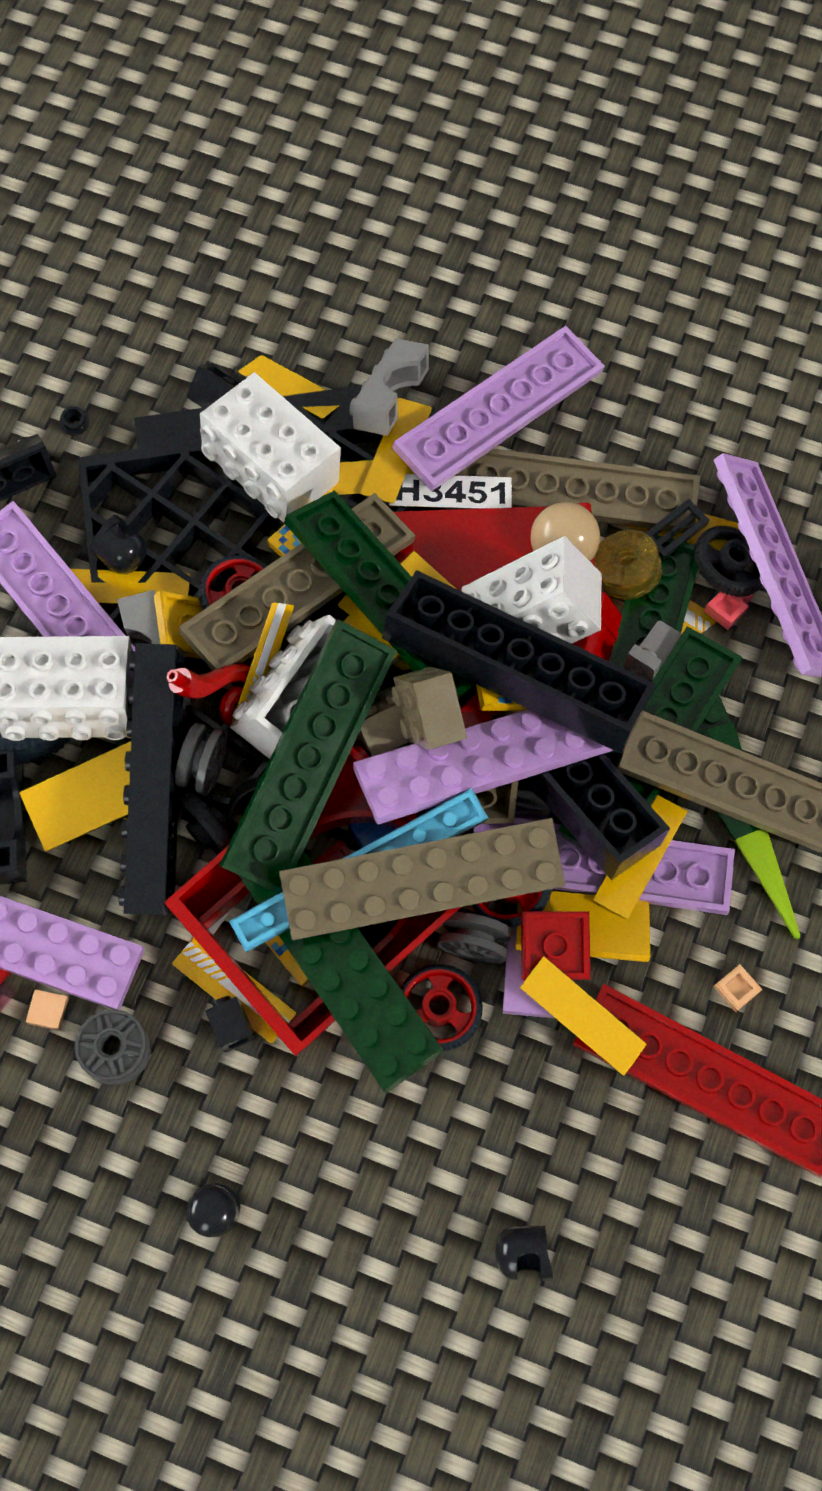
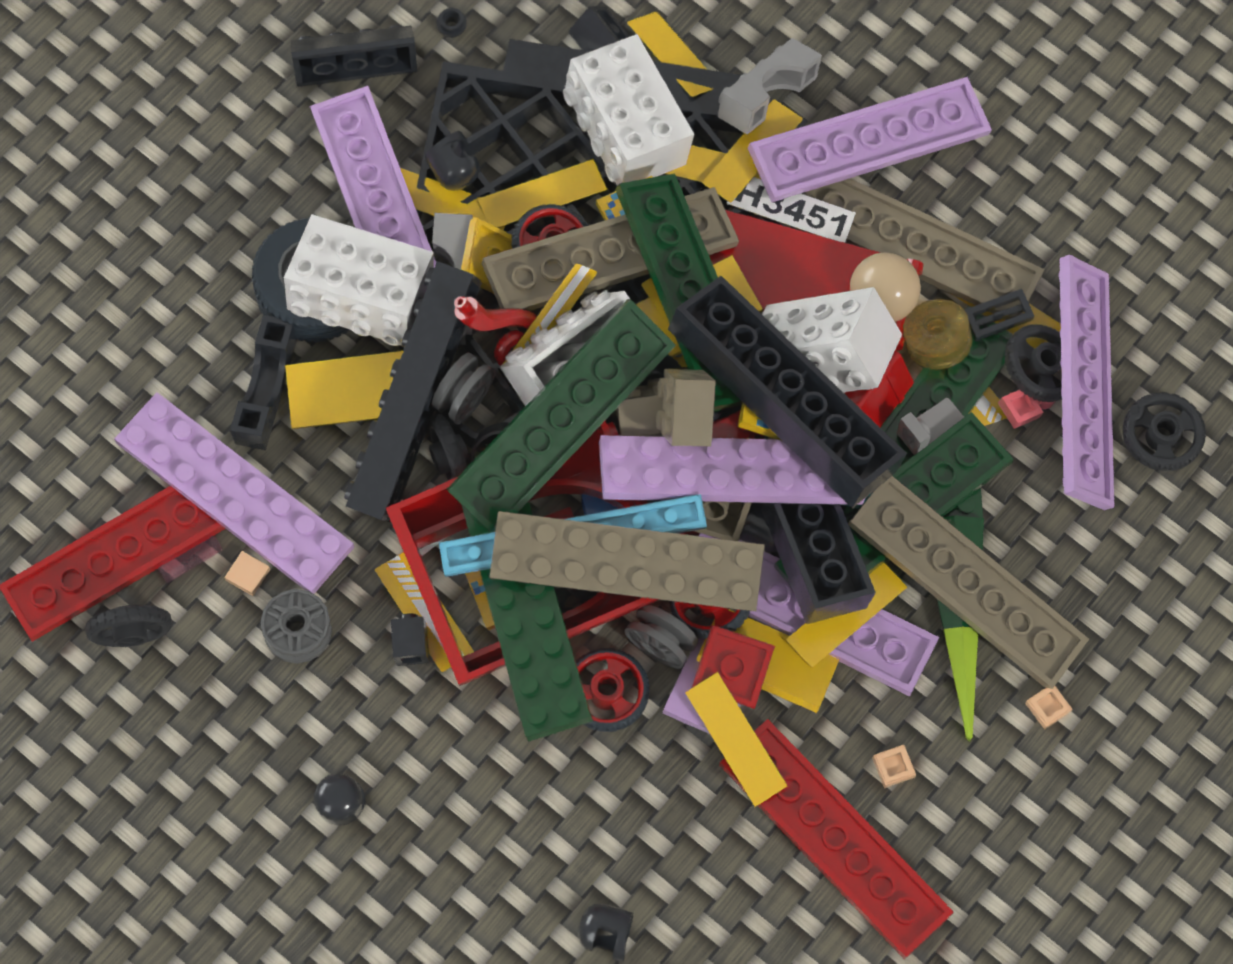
camera: 15 degrees right, 0 degrees up
(224, 541) = (556, 188): none -> yellow sticker

